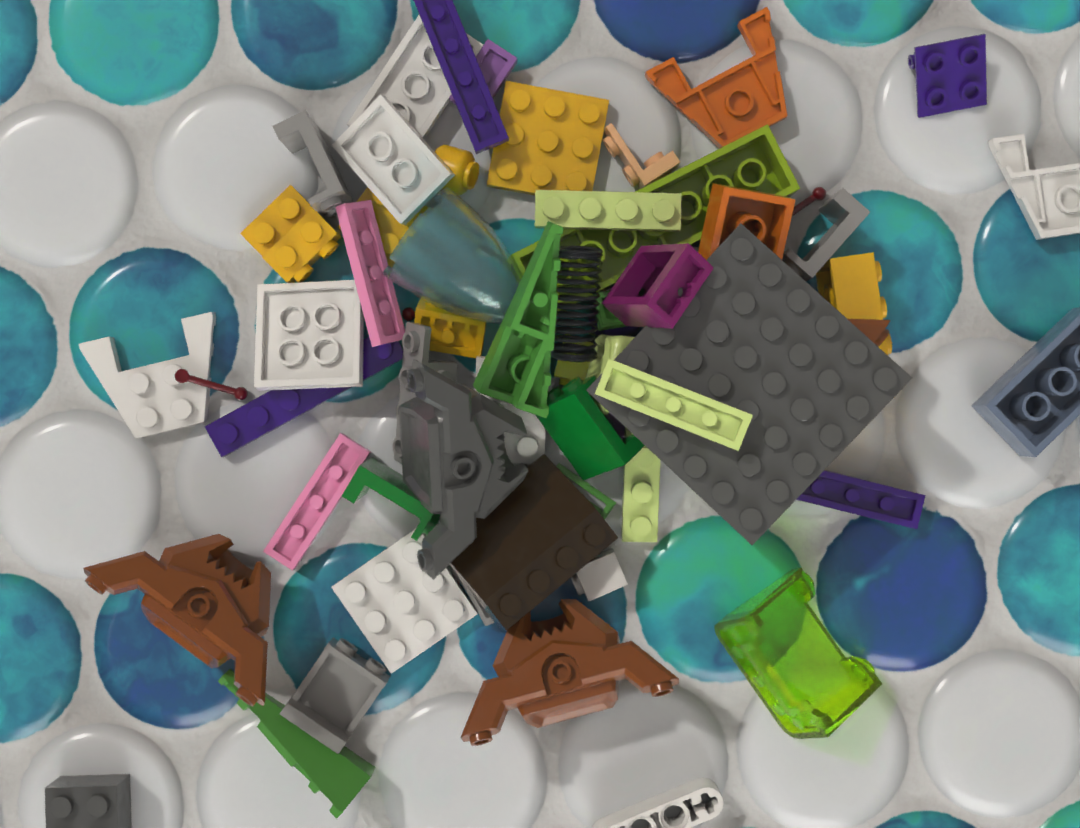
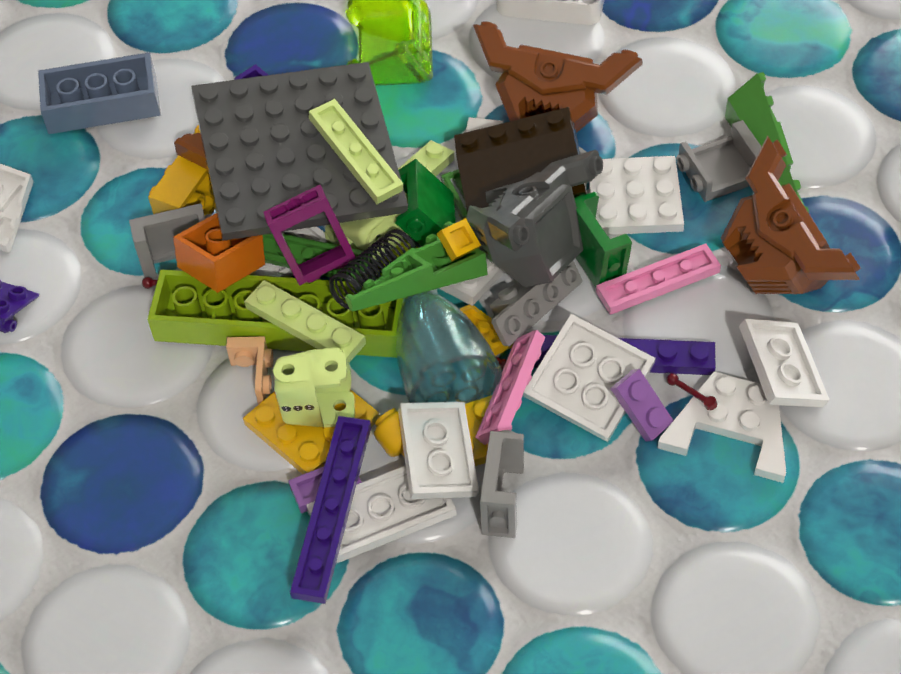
camera: 145 degrees left, 35 degrees down
(139, 465) = (783, 363): none -> white plate
(242, 334) = (642, 404): none -> medium lavender plate
(291, 236) = (558, 460): yellow plate -> none
(509, 384) = (458, 239): none -> yellow plate
(542, 137) = (312, 385): none -> yellowish green piece
(737, 98) = (149, 366): orange wing -> none

